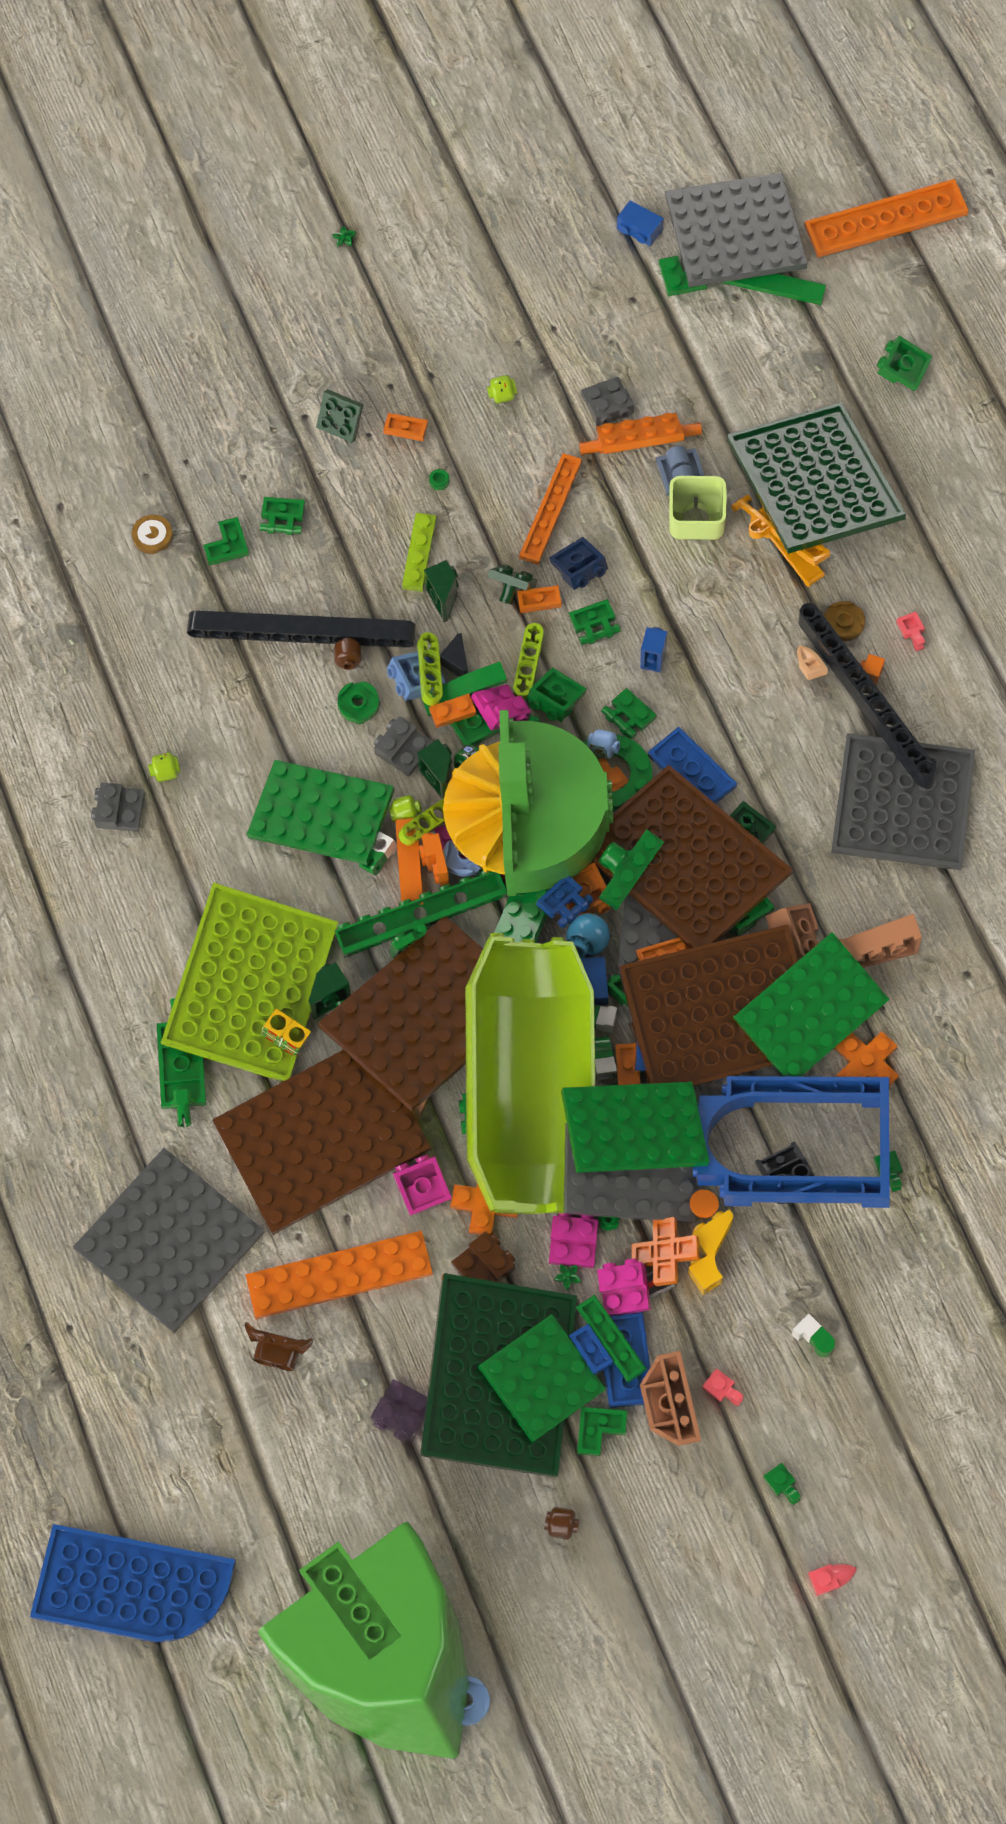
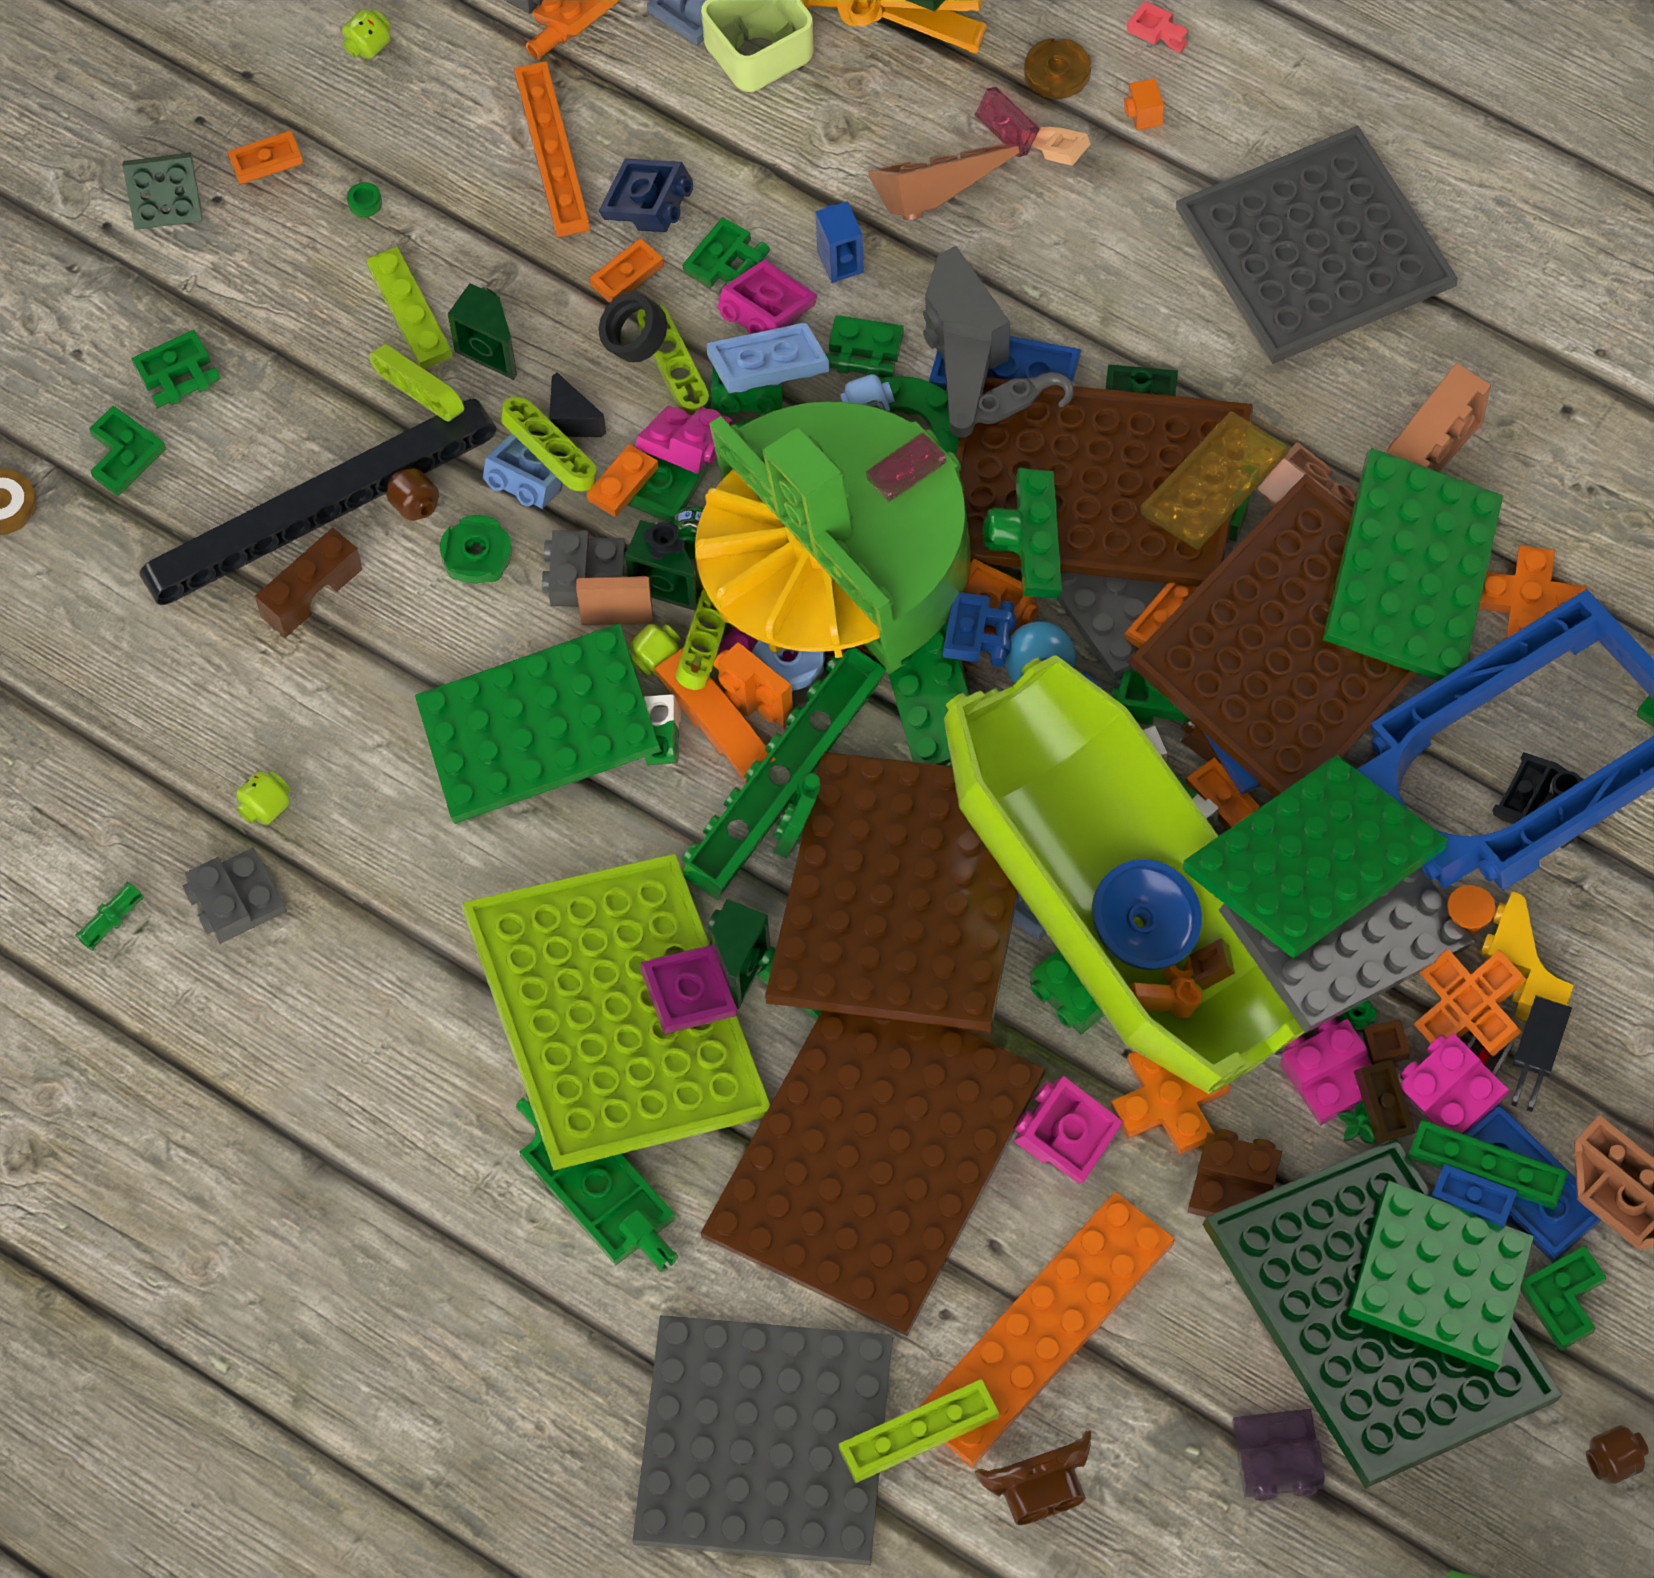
camera: 35 degrees left, 5 degrees down
(53, 781) = (109, 916): none -> green pin
(237, 1284) = (918, 1431): none -> lime plate
(251, 669) = (288, 596): none -> reddish brown arch
(285, 1043) = (714, 1055): piece -> none
(289, 994) = (688, 989): none -> magenta plate
(389, 595) = (416, 382): none -> lime beam
(401, 772) = (614, 600): none -> nougat tile
(439, 751) = (660, 532): none -> black plate
(477, 680) = (621, 428): green slope -> none
(509, 624) = (614, 318): none -> black tyre
(512, 580) = (574, 268): dark green plate -> none
(523, 1156) = (1180, 997): none -> orange bar
(548, 1106) = (1160, 900): none -> blue dish
(550, 1148) = (1212, 964): none -> reddish brown plate
(569, 690) = (767, 357): none -> light blue plate
(581, 794) = (906, 467): none -> clear pink plate
(584, 1273) = (1384, 1101): none -> dark brown plate
(595, 658) = (764, 299): none -> dark pink plate
(610, 1244) = (1386, 1042): none -> reddish brown plate
(676, 746) = (972, 339): none -> dark grey slope
(681, 1296) = (1540, 1043): none -> black arm
(721, 644) = (920, 187): none -> nougat wedge
(738, 898) = (1214, 480): none -> clear yellow plate
(792, 635) = (1007, 120): none -> clear pink plate
(870, 702) = (1170, 137): black beam -> none

